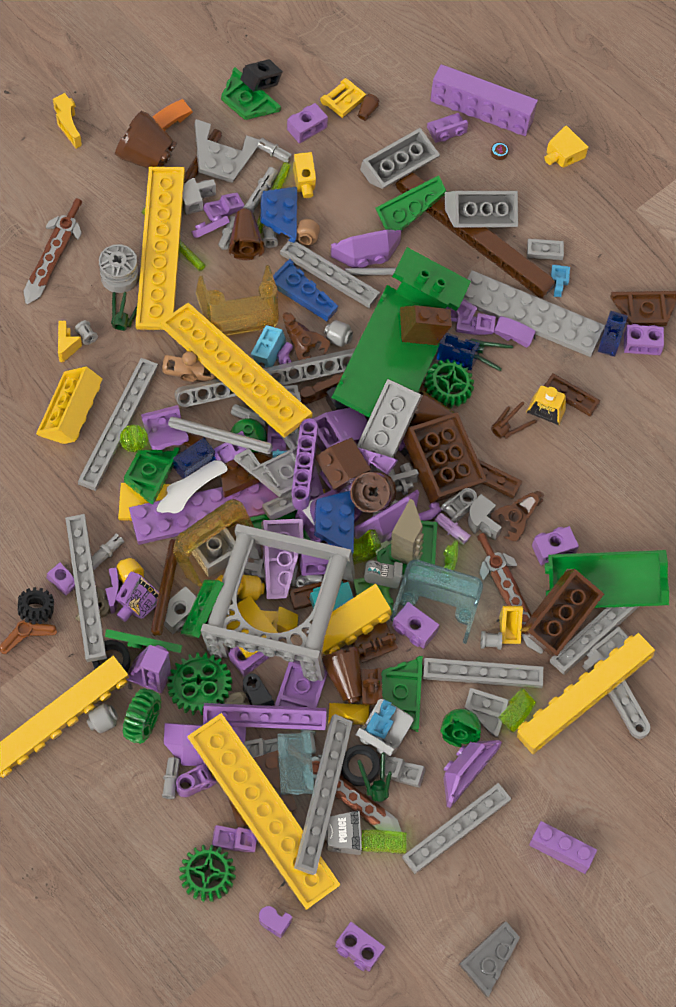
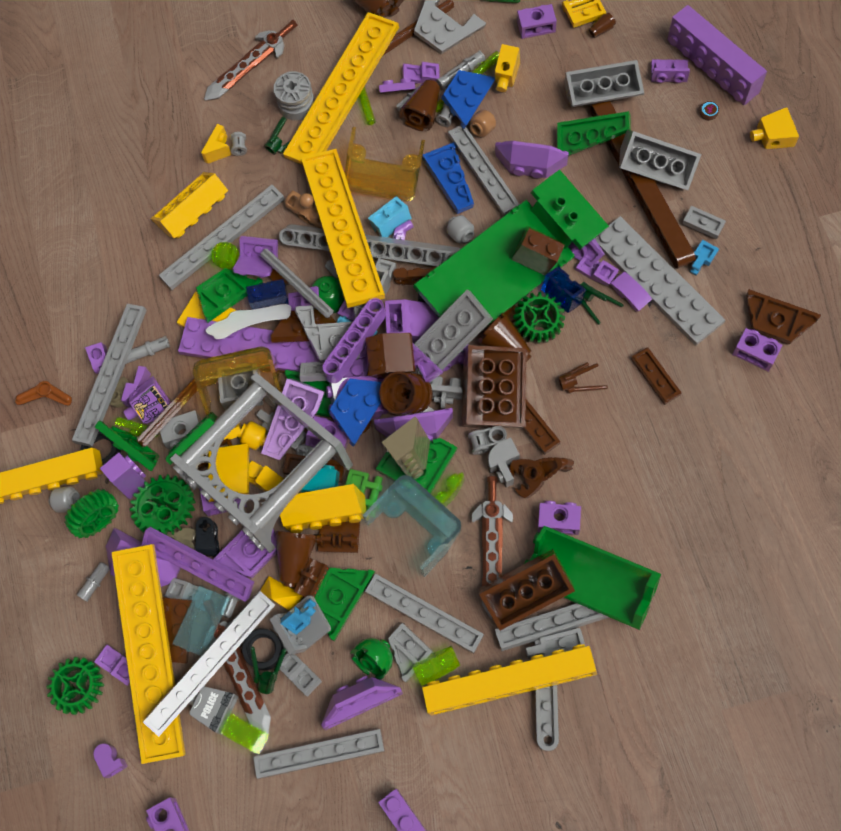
camera: 40 degrees right, 5 degrees up
(35, 597) = (63, 364): black tyre -> none
(127, 565) = (160, 372): yellow head -> none
(134, 626) = (134, 427): none -> clear neon green plate
(194, 192) = (399, 50): light grey brick -> none
(198, 778) = (110, 594): medium lavender piece -> none
(274, 150) = (492, 35): light grey axle -> none
(303, 338) = (424, 220): reddish brown animal -> none
(366, 547) = (371, 443): clear neon green brick -> none
(370, 271) = (518, 180): light grey bar -> none
(383, 574) = (376, 475): light grey leg -> none
(411, 615) = (382, 526): medium lavender brick -> none
(430, 514) = (455, 436): medium lavender arm -> none
(452, 528) = (469, 459): lavender axle -> none
(491, 640) = (448, 584): light grey bush -> none
(511, 624) = (473, 578): yellow slope -> none
(548, 404) = (623, 376): yellow torso -> none
(612, 333) = (727, 331): clear blue brick -> none

